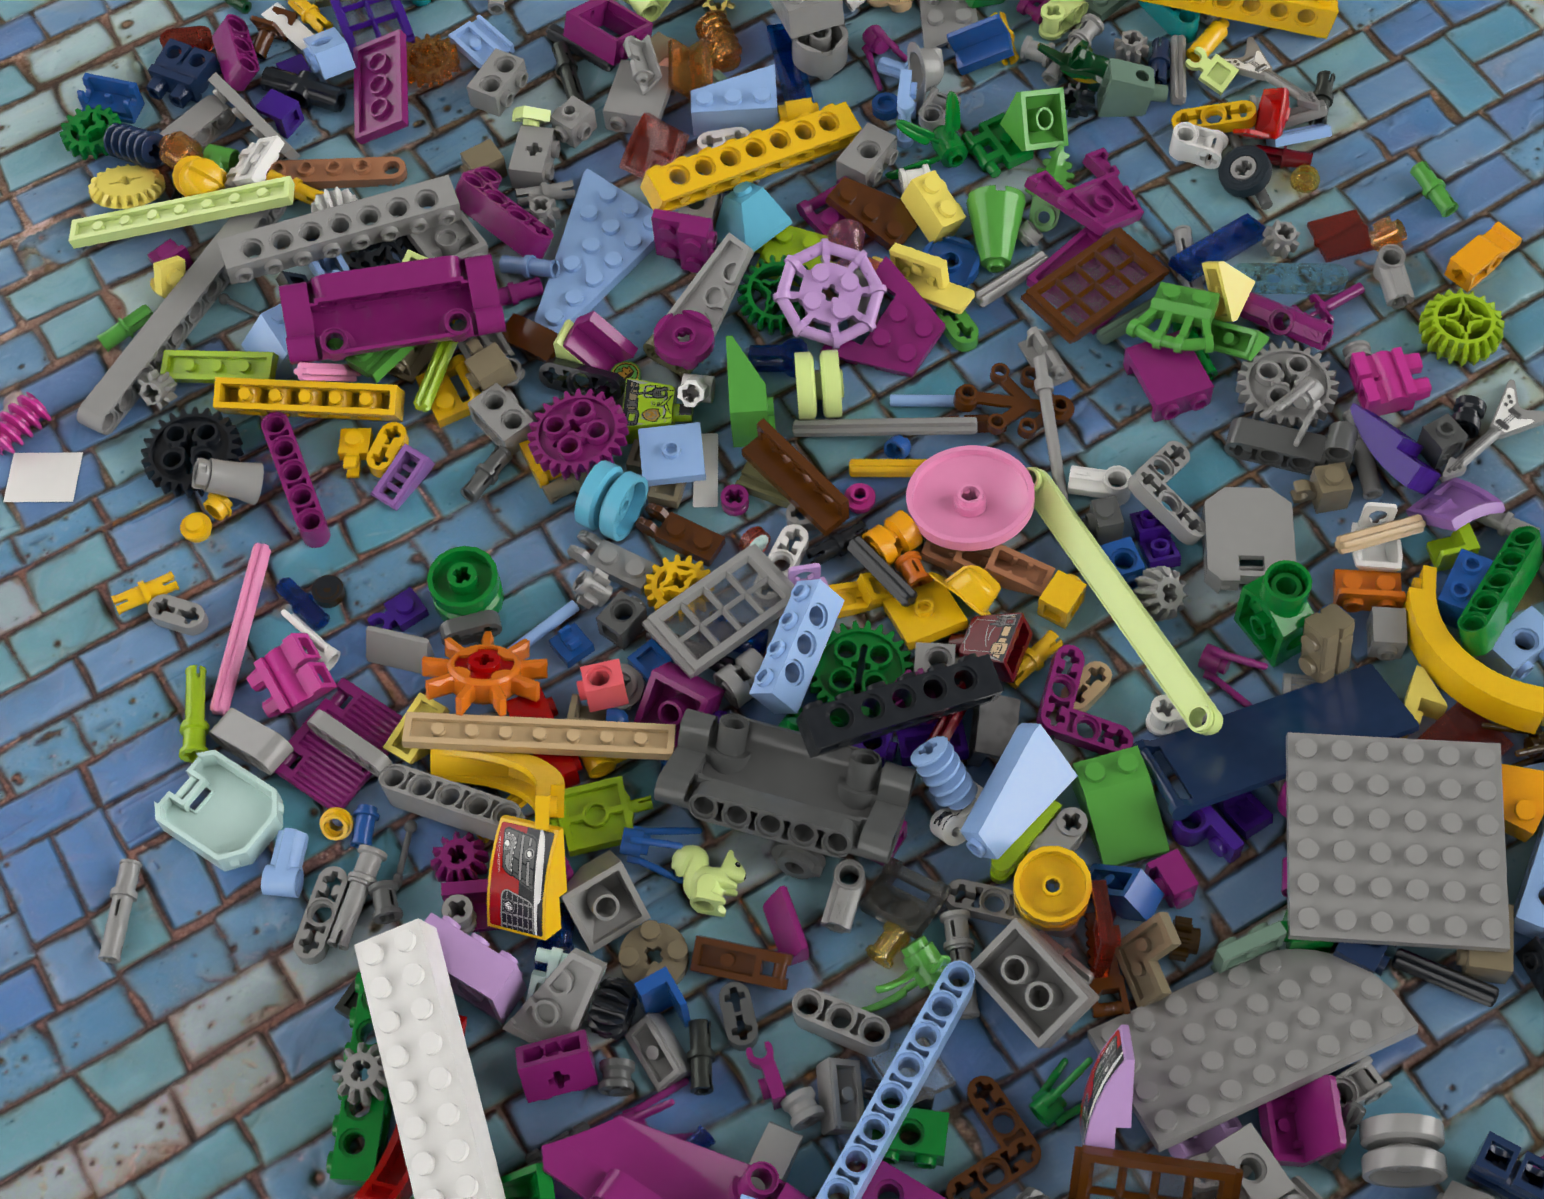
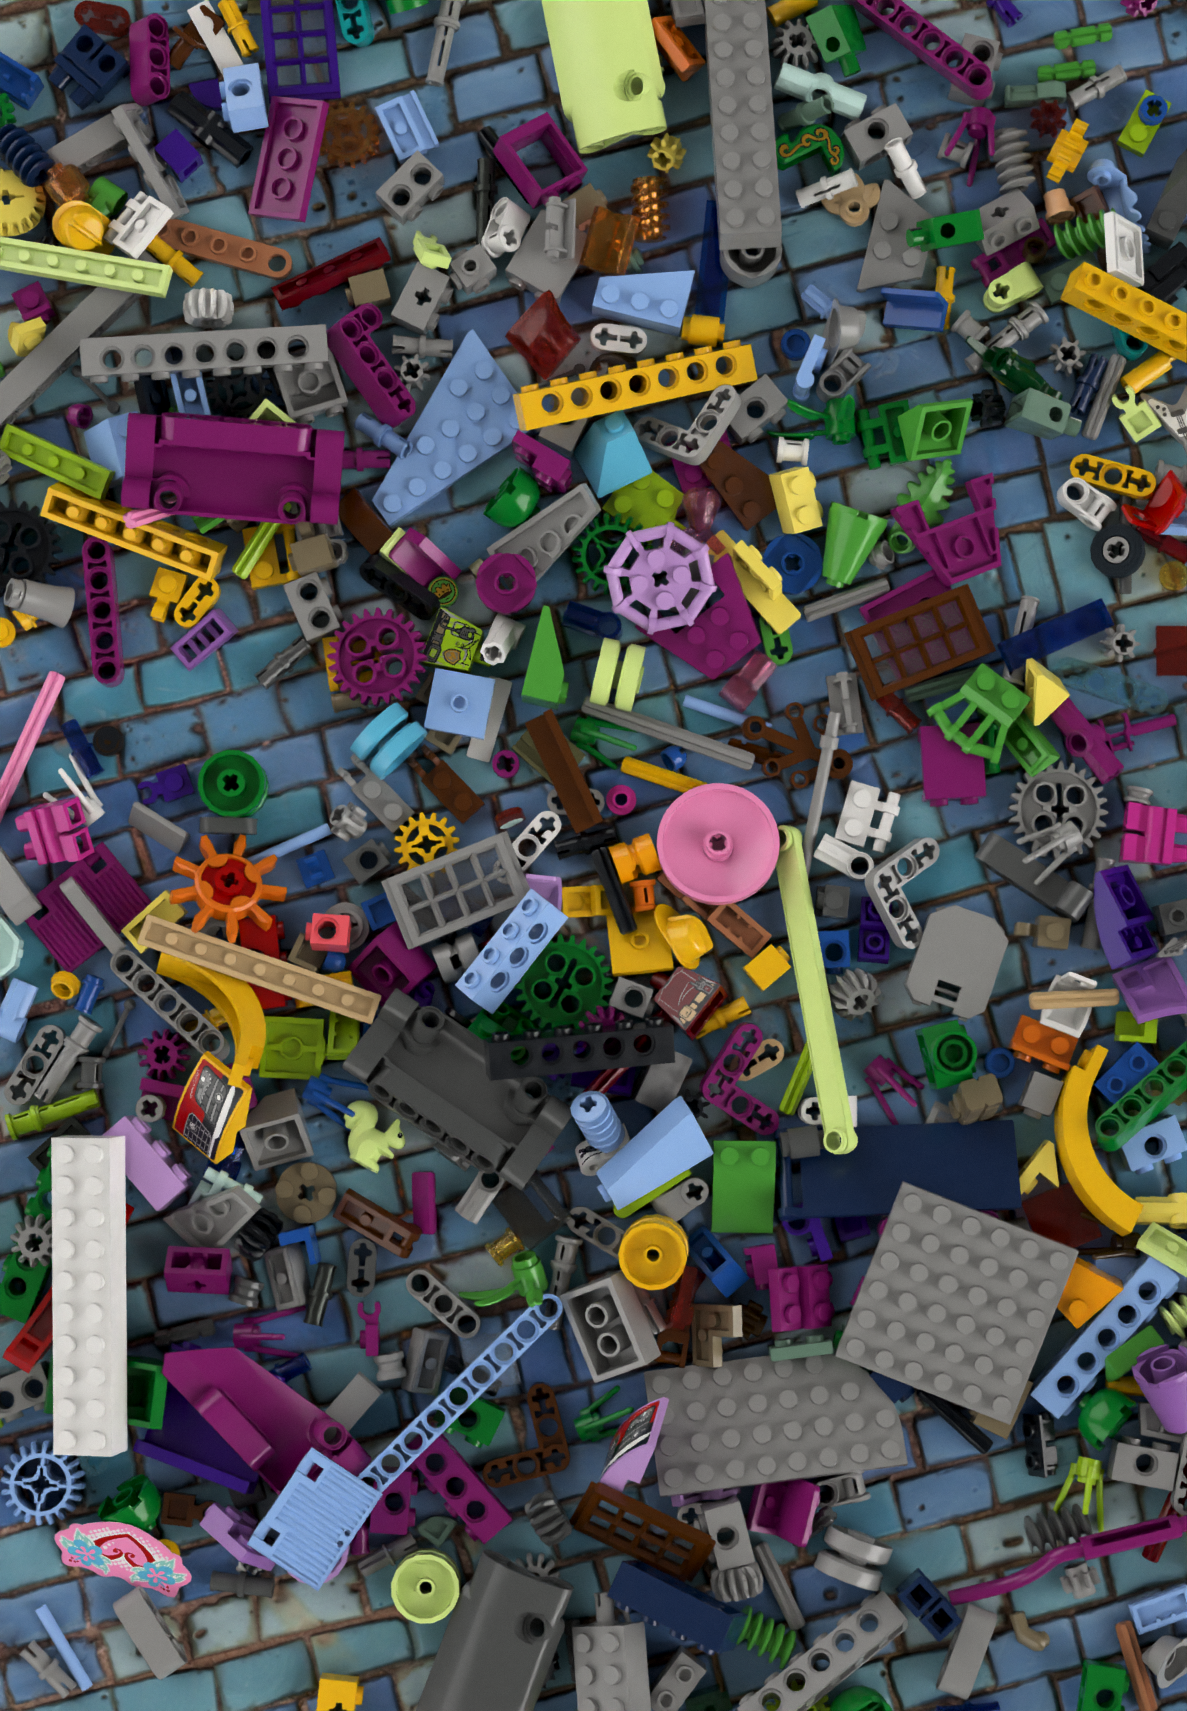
camera: 10 degrees right, 25 degrees up
(234, 330) = (85, 418): none -> magenta hinge
(338, 964) = (38, 1117): none -> lime pin
(451, 156) = (331, 273): none -> dark red plate
(592, 83) = (504, 228): none -> white piece
(642, 779) = (342, 1036): none -> lime plate
(669, 279) = (515, 500): none -> green cylinder
(808, 448) = (586, 732): none -> green plant
(824, 182) = (696, 435): none -> light grey beam
(878, 42) = (814, 262): magenta plant -> none
(944, 369) = (743, 687): none -> clear pink piece
(1096, 441) = (858, 813): none -> white plate
(1098, 350) = (899, 712): none -> clear red axle
(1136, 693) = (797, 1083): none -> lime axle
(1164, 739) = (801, 1142): none -> dark grey brick
(1227, 894) = (800, 1297): none -> magenta plate

